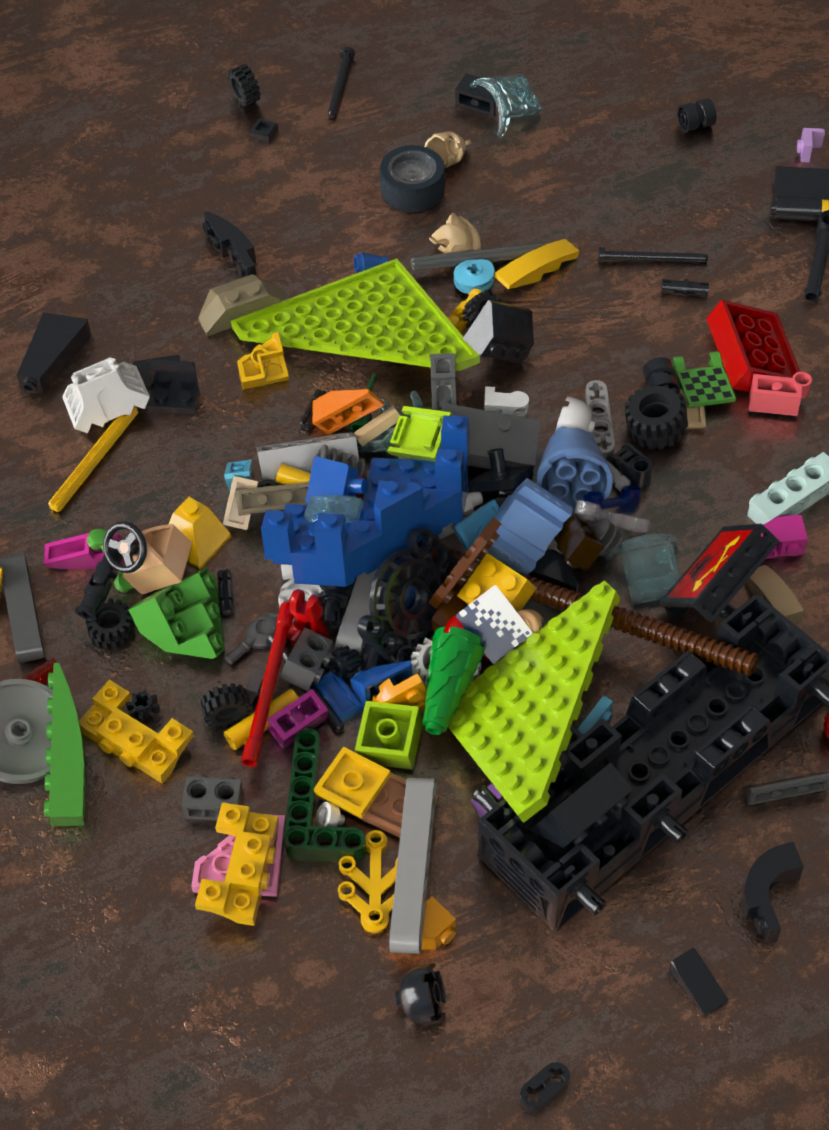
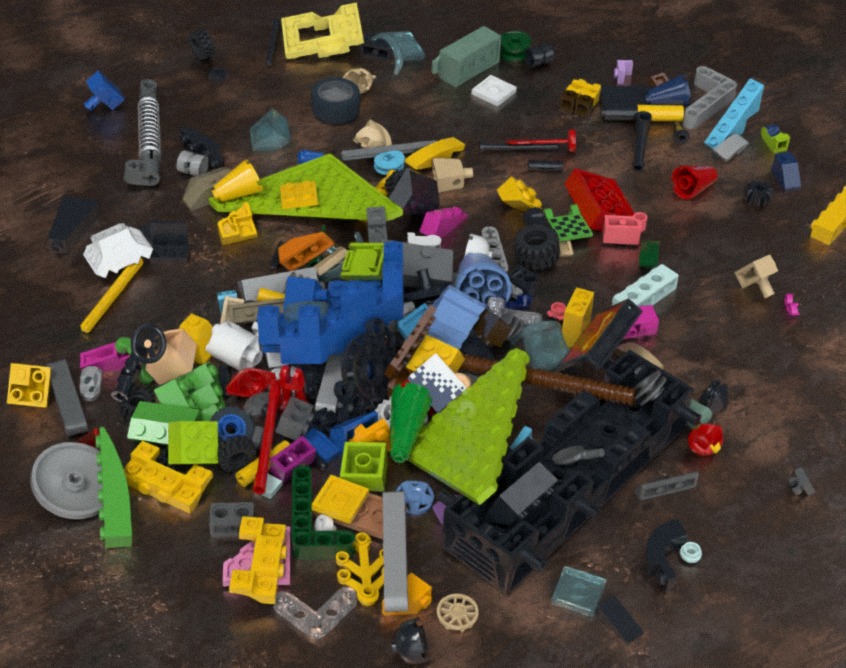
camera: 10 degrees left, 10 degrees down
(54, 589) = (91, 383): none -> light grey rock
(109, 154) = (104, 92): none -> blue brick
(139, 658) = (151, 422): none -> bright green slope
(158, 273) = (146, 170): none -> dark grey piece
(170, 690) = (193, 442): none -> lime brick
(214, 267) = (191, 163): none -> light grey wheel
(221, 653) = (234, 418): none -> wheel
(238, 547) = (235, 346): none -> white cylinder
(255, 599) = (249, 382): none -> red hat
(267, 304) = (237, 183): none -> yellow cone
(269, 752) = (272, 486): none -> light aqua tile
(302, 947) = (312, 617): none -> clear beam
(321, 222) = (270, 132): none -> clear light blue slope
(346, 324) = (298, 194): none -> yellow plate
(435, 71) = (344, 32): none -> light yellow piece
(453, 779) = (416, 495): none -> medium blue wheel
(487, 952) = (457, 612): none -> tan wheel
(534, 369) = (442, 221): none -> dark pink slope
(553, 296) = (449, 173): none -> tan torso
(598, 115) = (468, 56): none -> sand green container
(629, 167) = (494, 90): none -> white tile
(643, 335) = (518, 196): none -> yellow slope
(650, 934) = (578, 591): none -> clear light blue tile
(661, 250) = (571, 140): none -> red piece
(661, 745) = (574, 454): none -> dark grey piece
(664, 97) = (514, 45): none -> dark green wheel
(672, 509) = (557, 311): none -> coral plate
(696, 528) = (577, 315): none -> yellow window
(745, 183) = (580, 98): none -> dark brown hips
(778, 652) = (651, 387): none -> dark grey piece
(809, 432) = (649, 254): none -> dark green slope
(809, 882) = (694, 549): none -> light aqua plate

